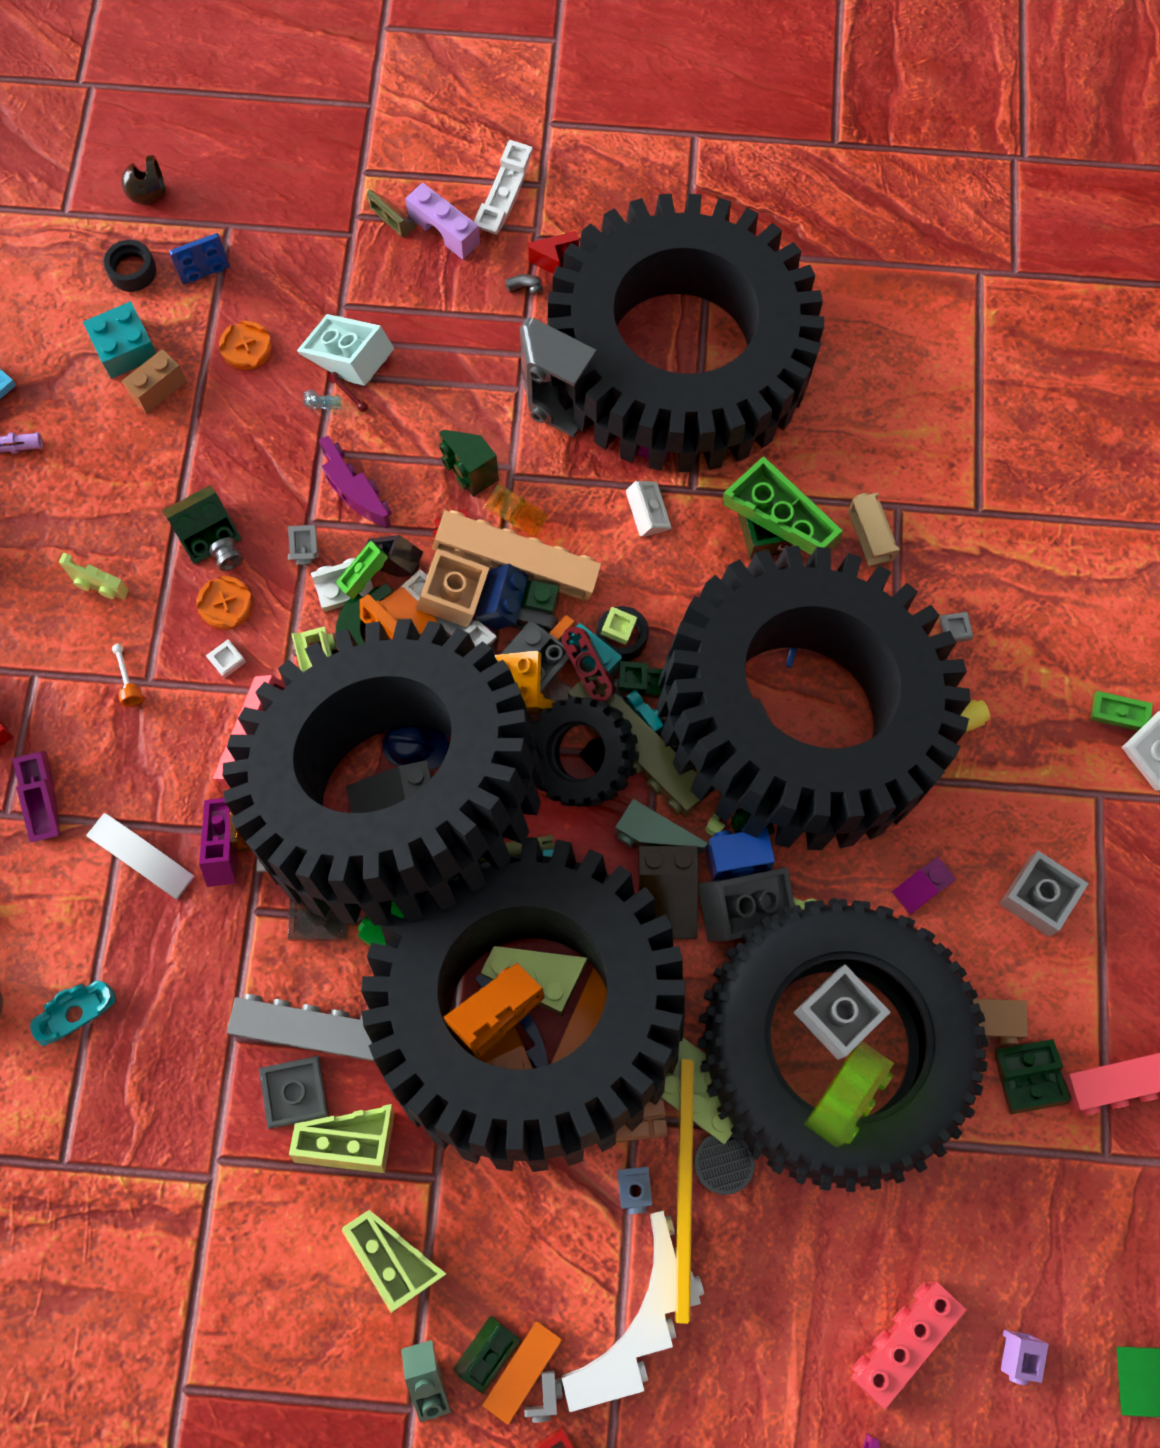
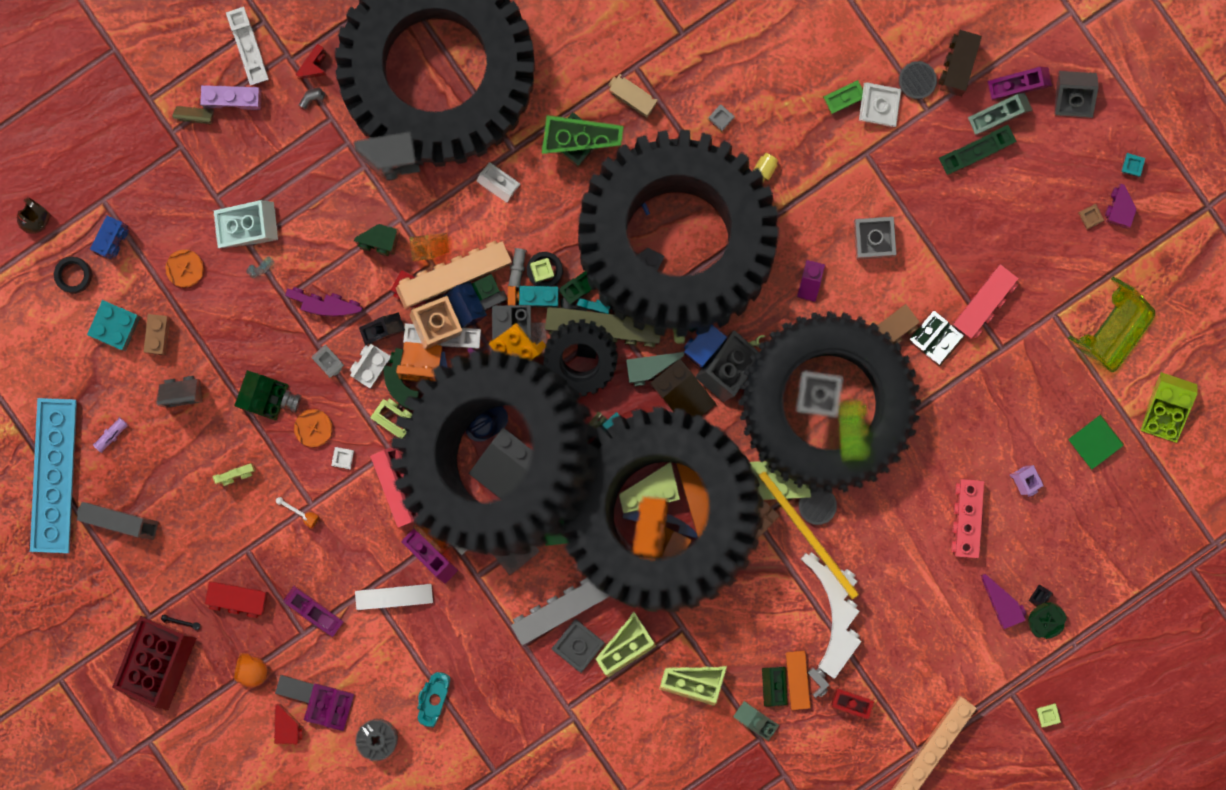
camera: 35 degrees left, 15 degrees up
(117, 452) = (179, 393): none -> dark grey slope
(334, 378) = (253, 247): dark red hinge -> none
(362, 570) = (378, 352): bright green plate -> none
(586, 642) = (543, 299): dark red beam -> none
(594, 607) = (517, 267): none -> light grey pin
(631, 1177) = (777, 550): sand blue brick -> none

